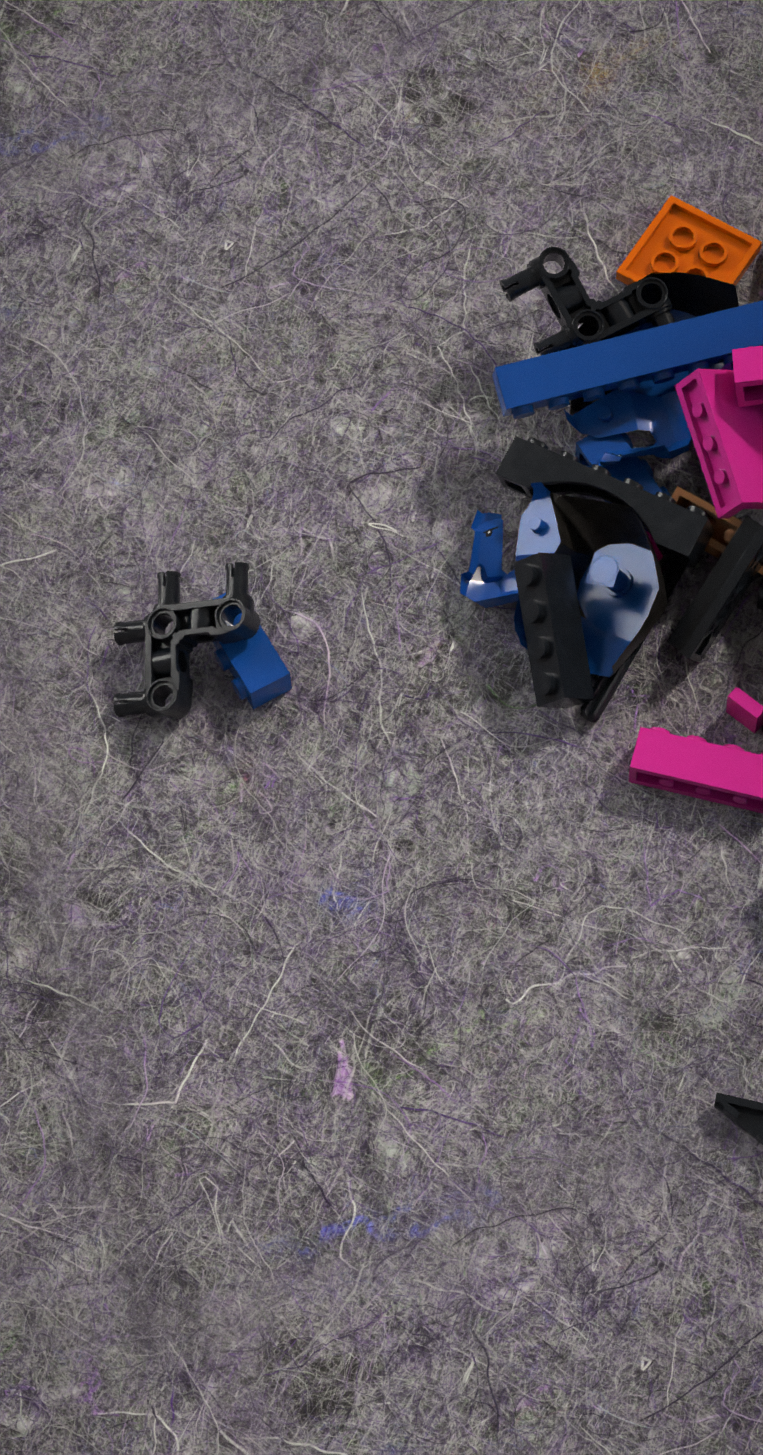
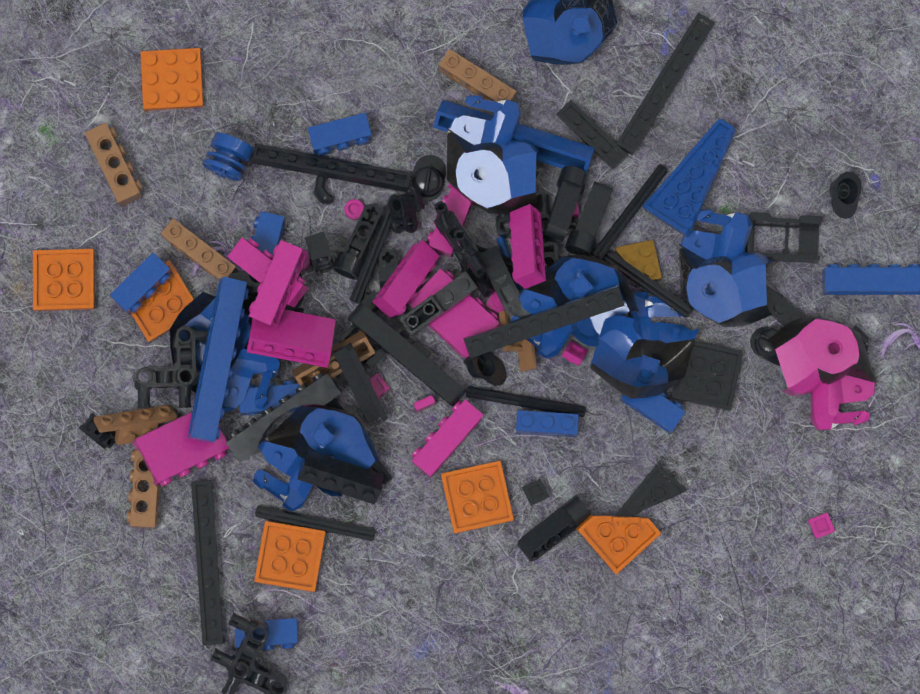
camera: 70 degrees left, 15 degrees up
(315, 512) = (207, 563): none -> black plate
(377, 387) = (149, 518): none -> medium nougat brick
(386, 627) = (290, 556): none -> orange plate
(438, 265) = (103, 439): none -> black hips
(454, 378) = (173, 454): none -> dark pink panel
(461, 641) = (315, 523): none -> black axle
(474, 308) = (134, 423): none -> medium nougat bracket
(636, 863) = (477, 497): none -> orange plate
(646, 120) = (63, 280): none -> orange plate
(649, 1006) = (553, 529): none -> black beam
(689, 1116) = (618, 538): none -> orange plate
(695, 950) = (535, 492): none -> black plate
(699, 214) = (141, 284): none -> blue brick
(736, 631) = (379, 385): none -> dark pink tile

